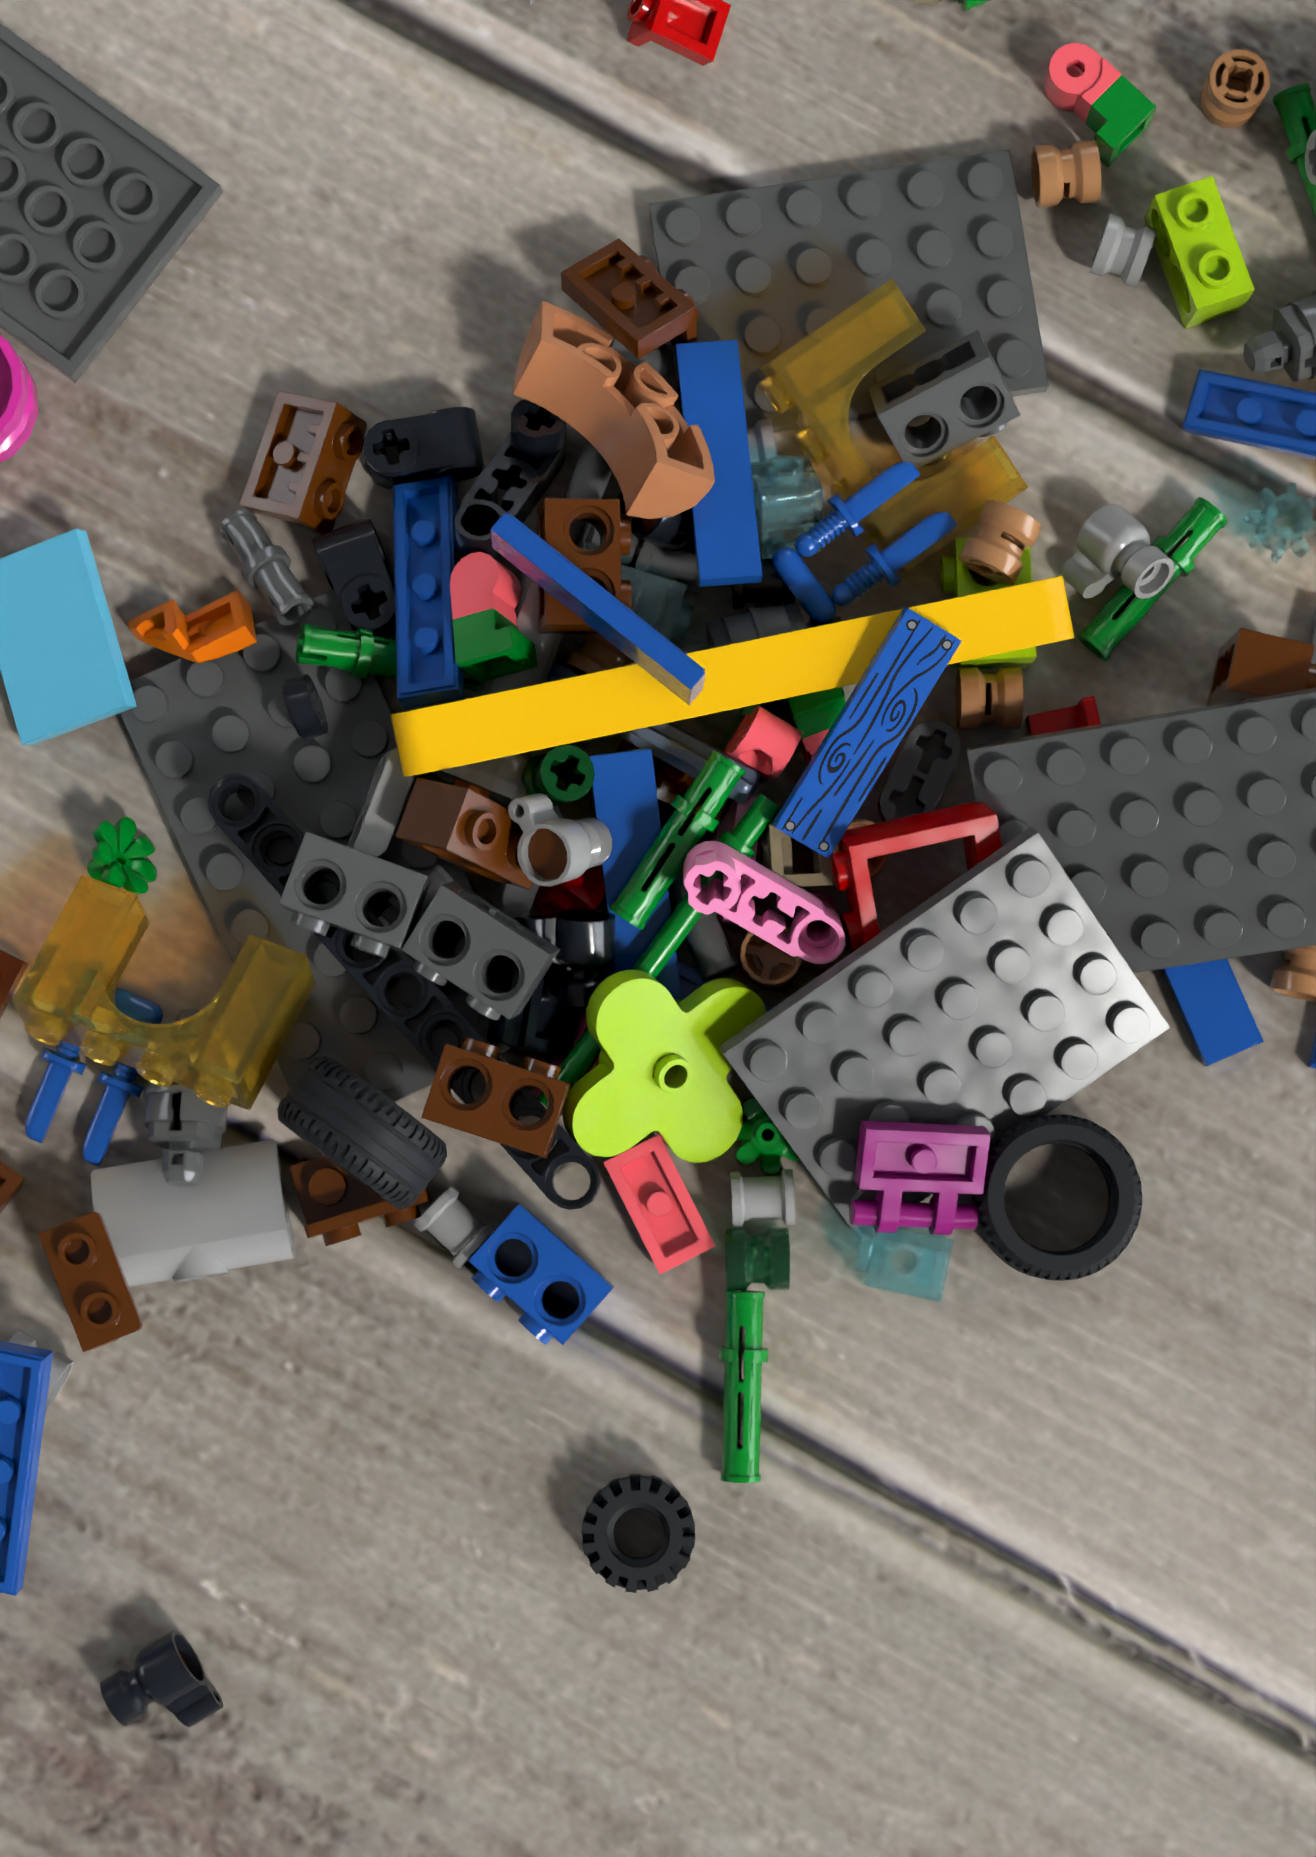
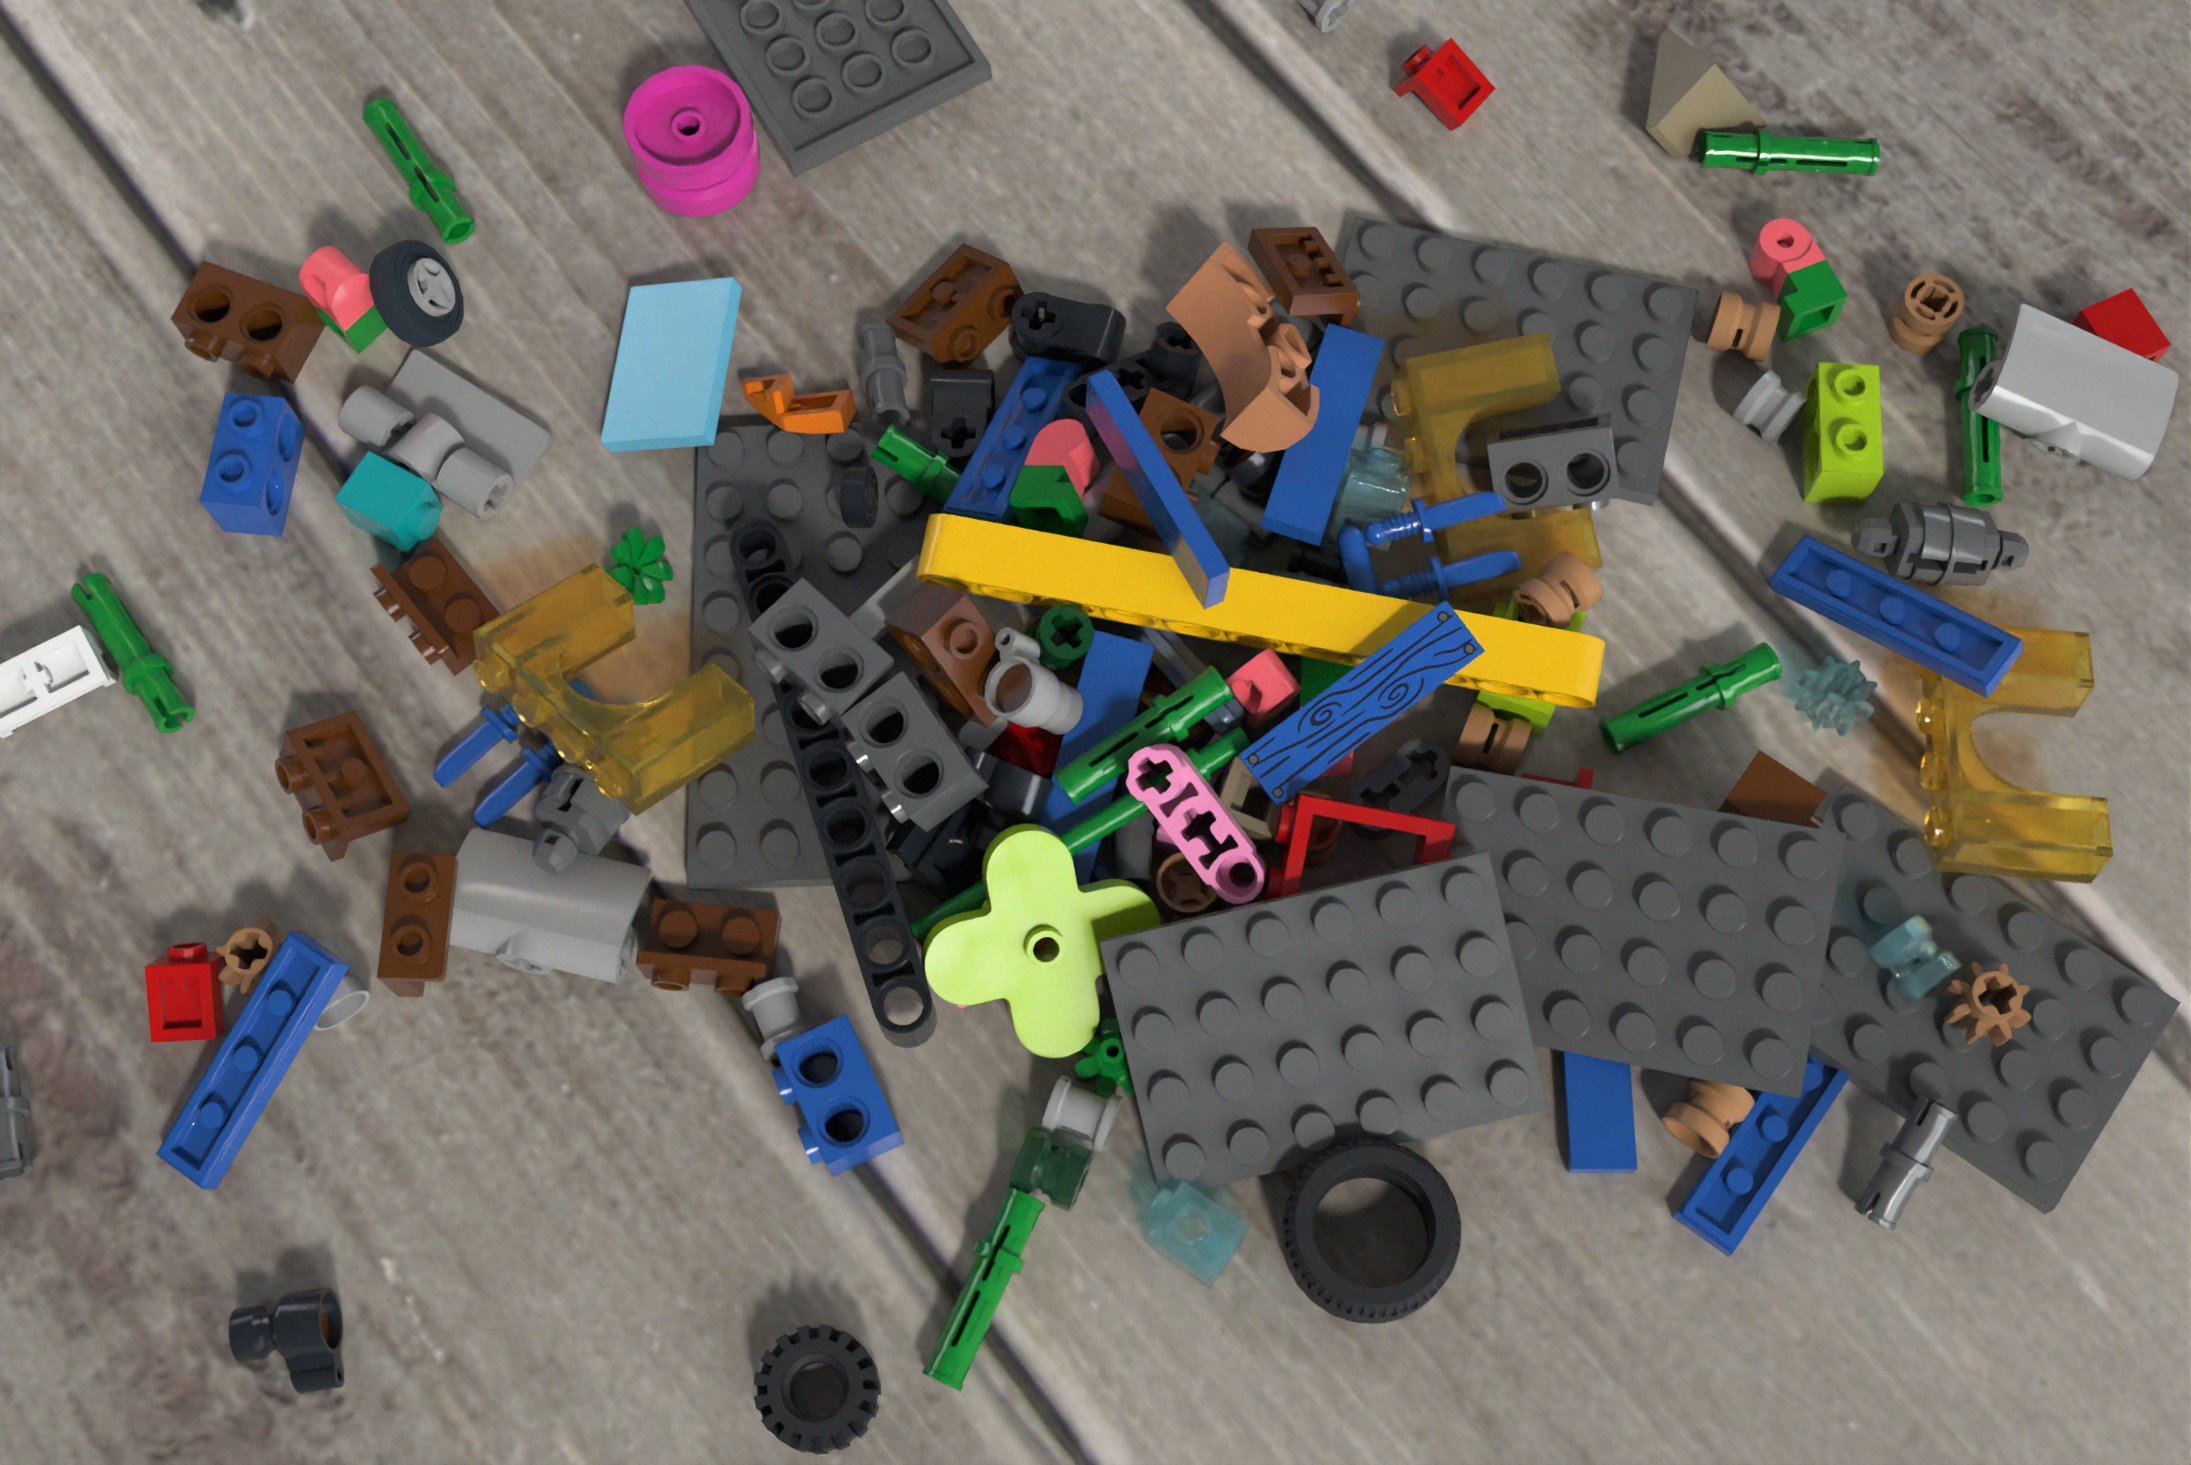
camera: 25 degrees right, 15 degrees down
(362, 1131) = (728, 874): black tyre -> none
(492, 1113) = (855, 901): reddish brown brick -> none
(659, 1204) = (981, 1078): coral plate -> none
(919, 1159) = (1250, 1128): magenta plate -> none
(1114, 546) = (1666, 653): light grey piece -> none

